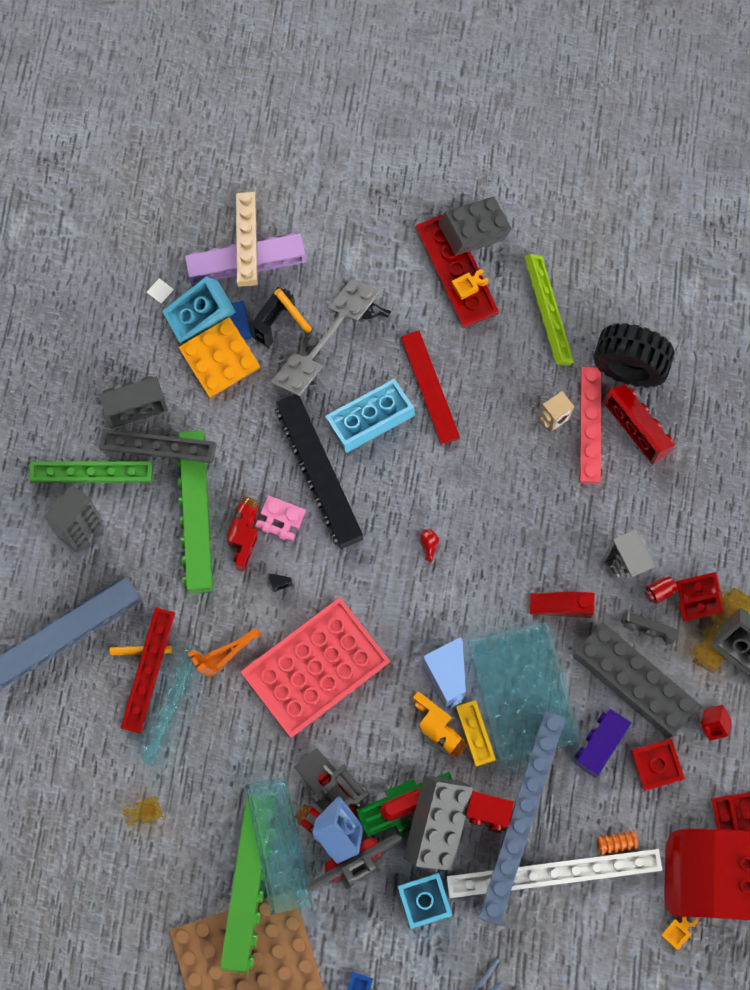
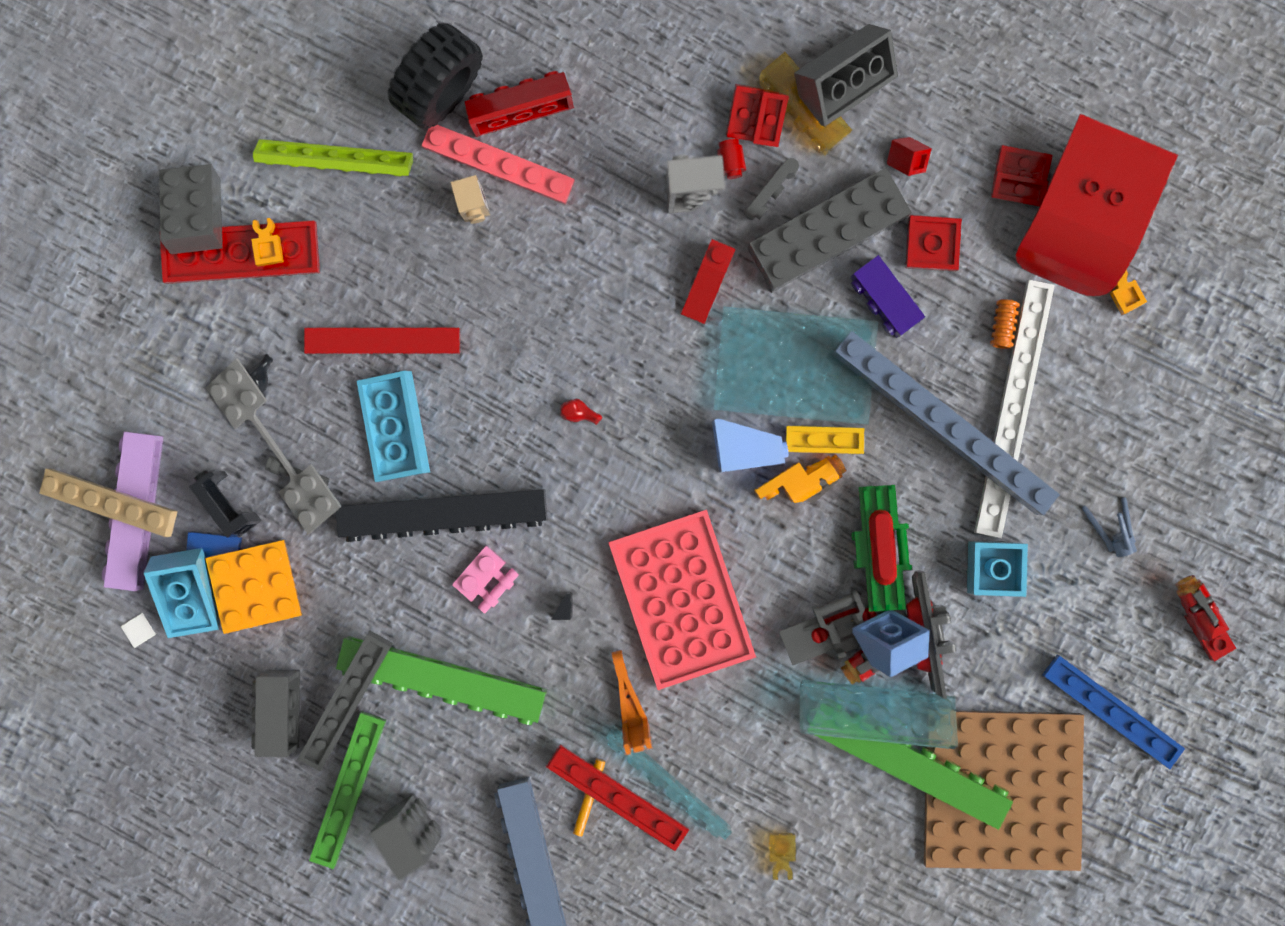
camera: 70 degrees left, 15 degrees up
(240, 532) = (485, 634): red plate -> none
(292, 310) = (225, 477): light orange bar -> none
(438, 823) = (919, 523): brick -> none
(489, 810) = (925, 457): red brick -> none

